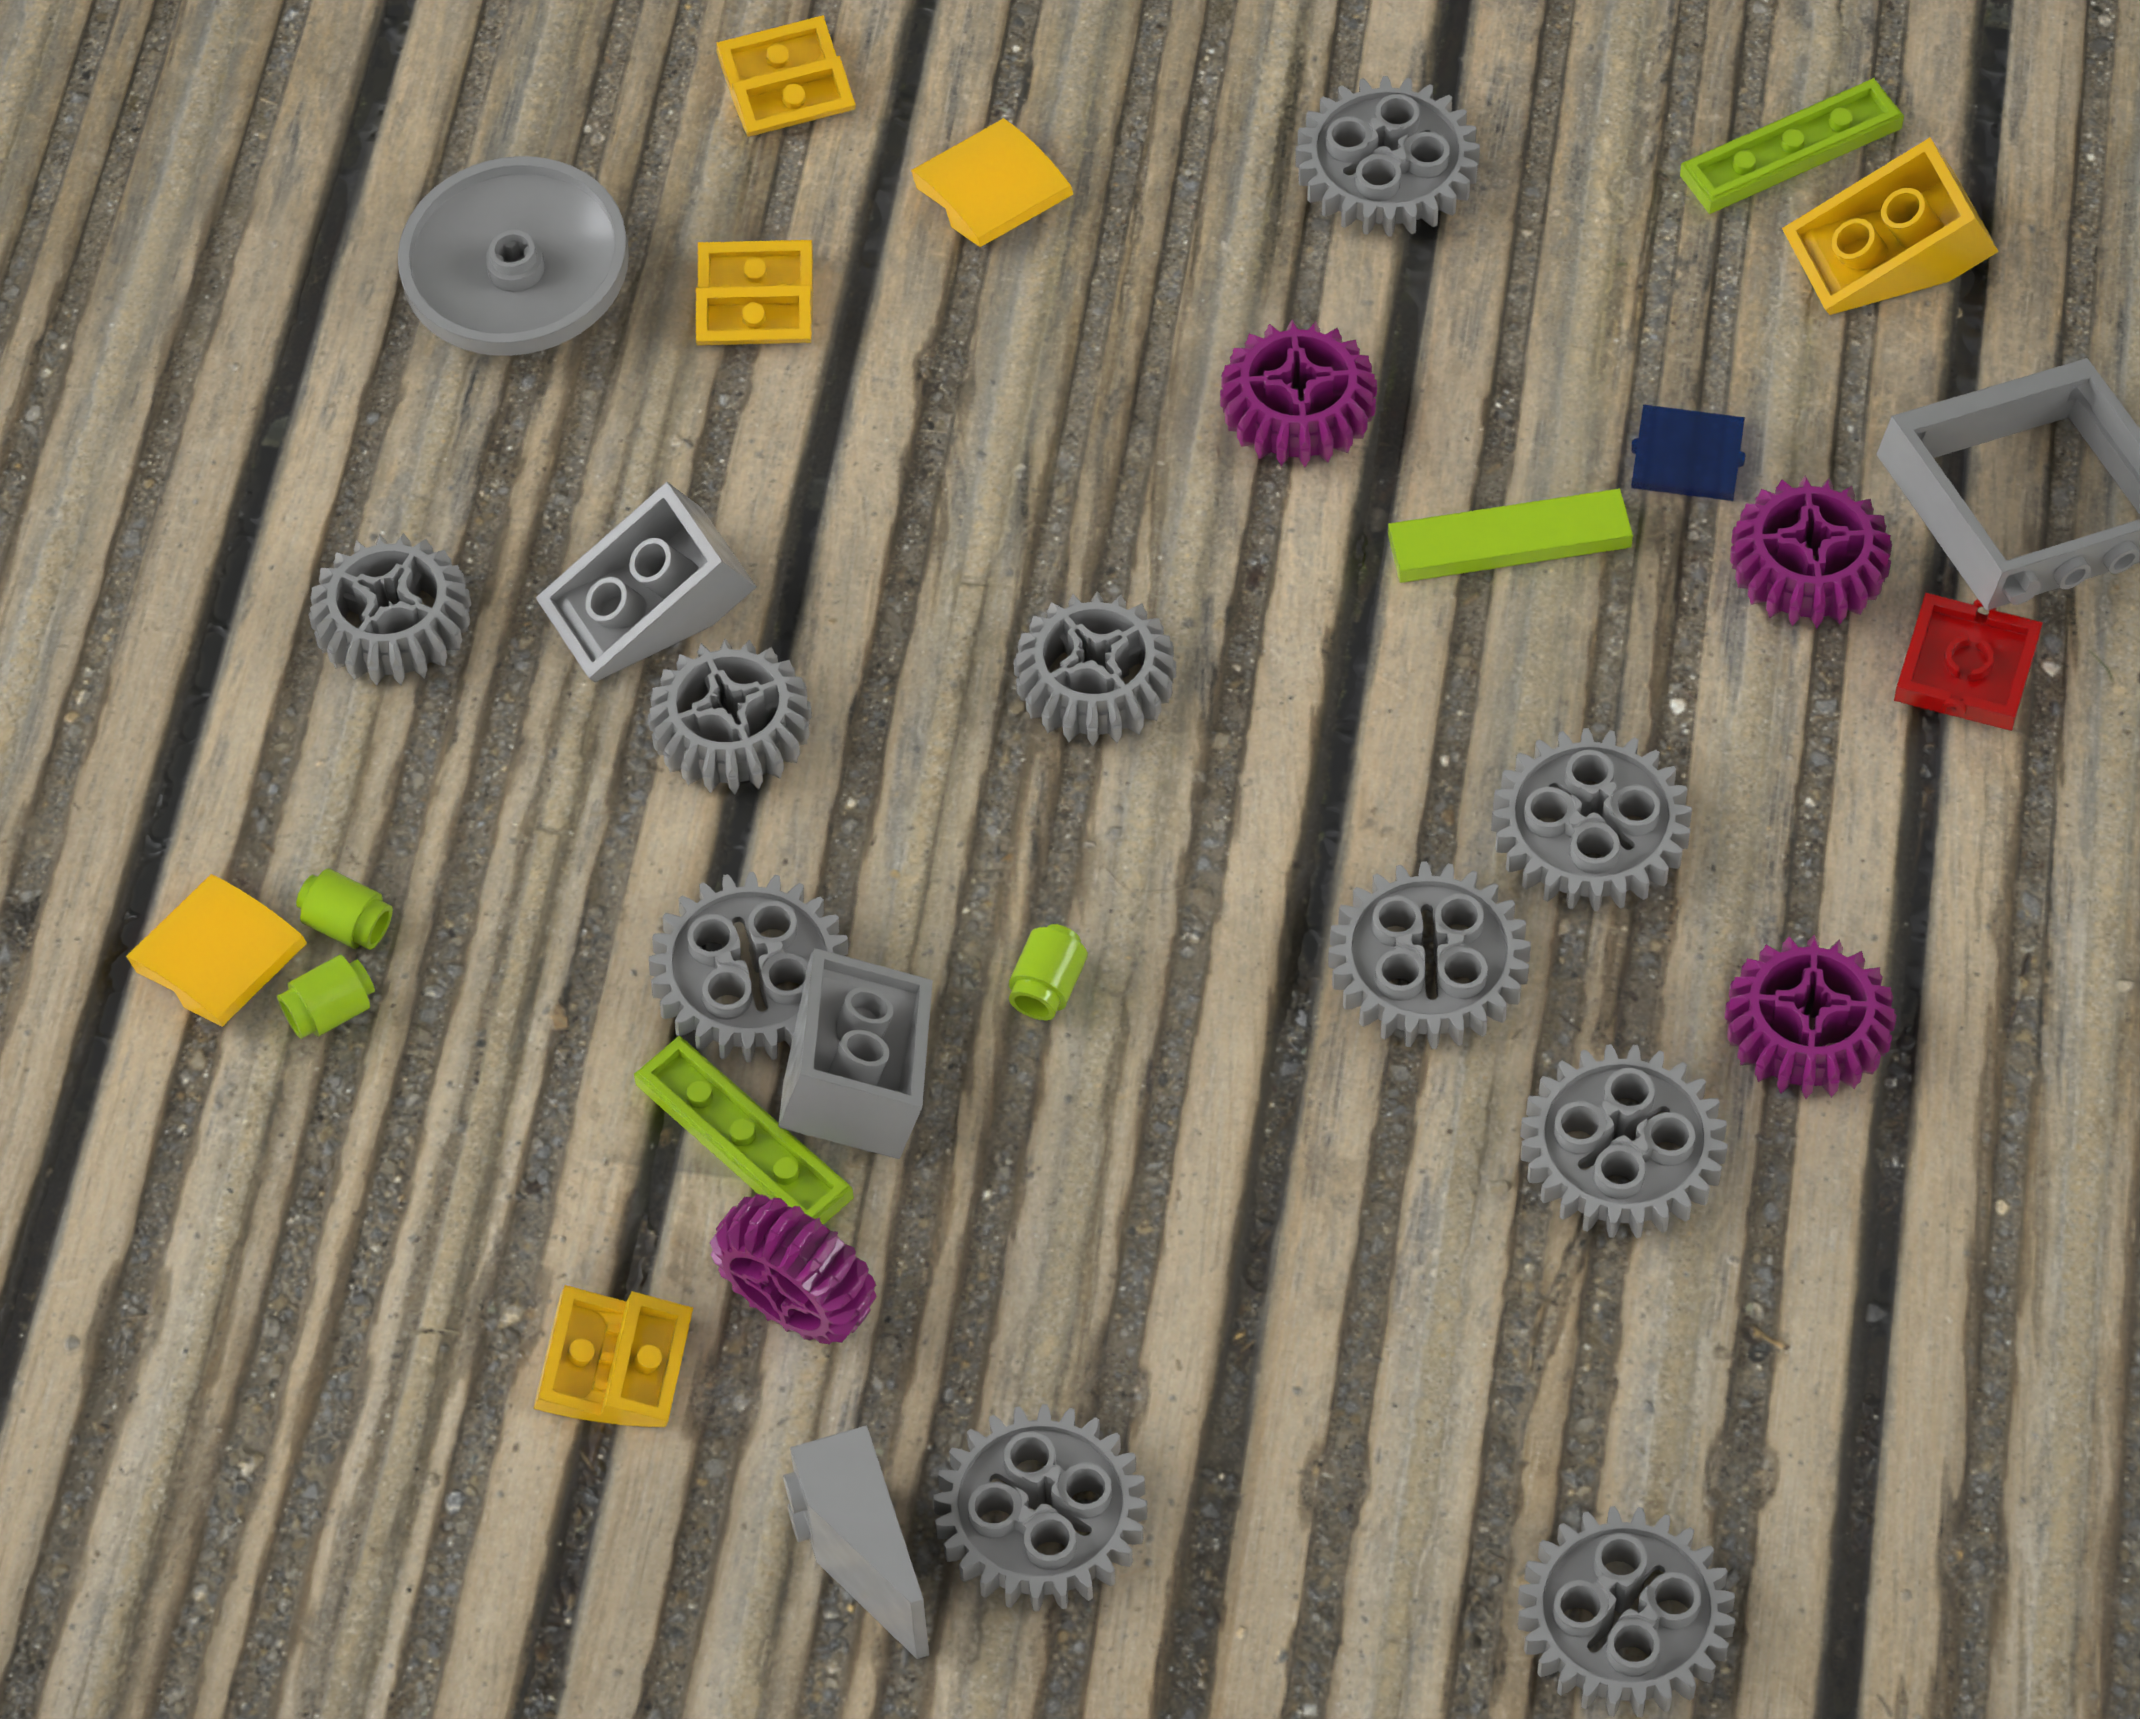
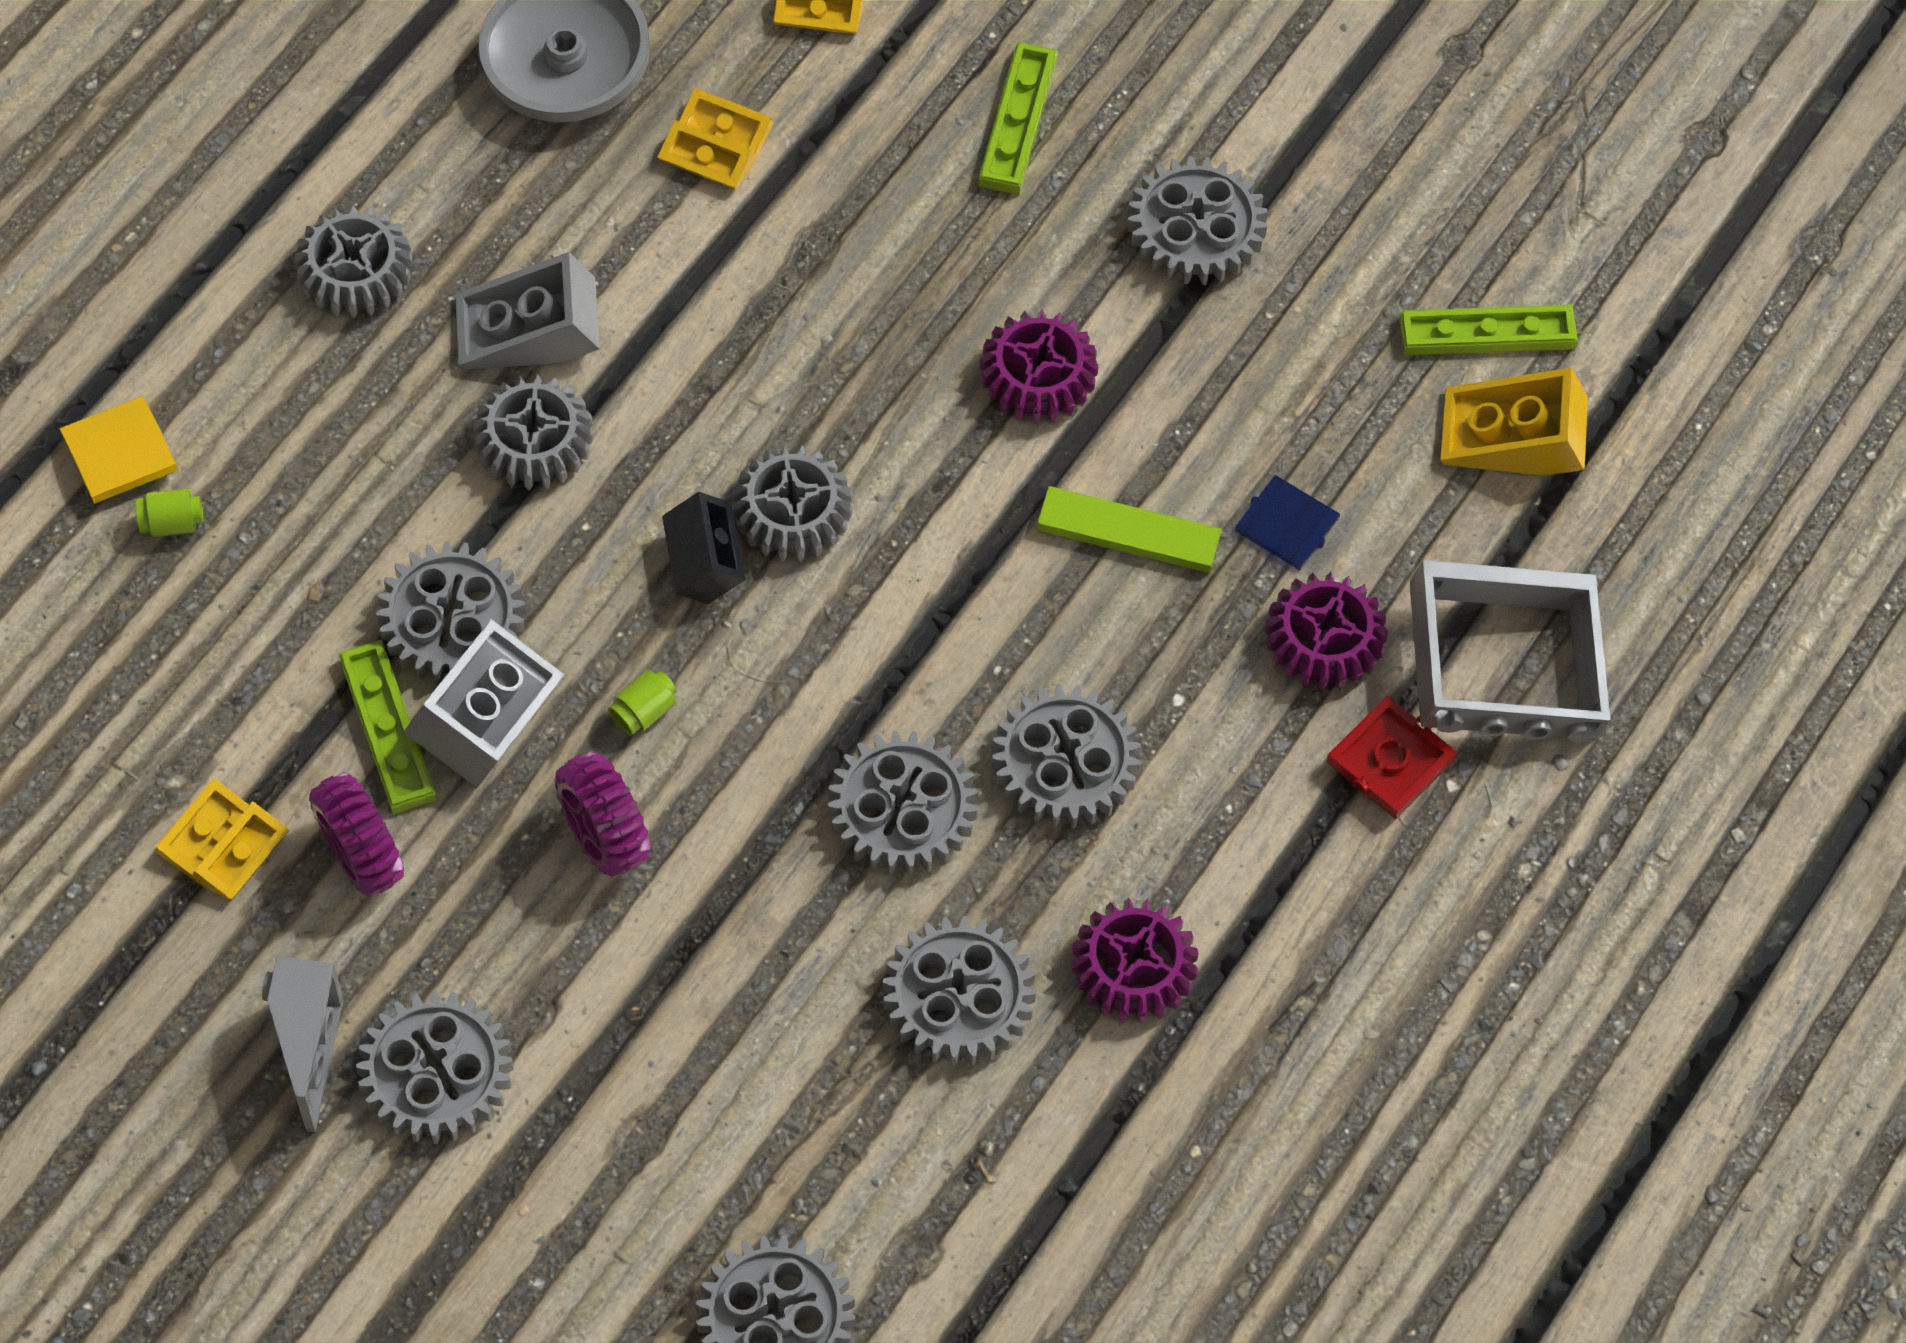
camera: 20 degrees right, 5 degrees up
(343, 909) = (212, 457): lime brick -> none
(992, 182) = (917, 126): yellow slope -> none
(1020, 761) = (703, 548): none -> black brick
(1086, 1114) = (602, 814): none -> magenta gear
(1104, 128) = (1018, 118): none -> lime tile

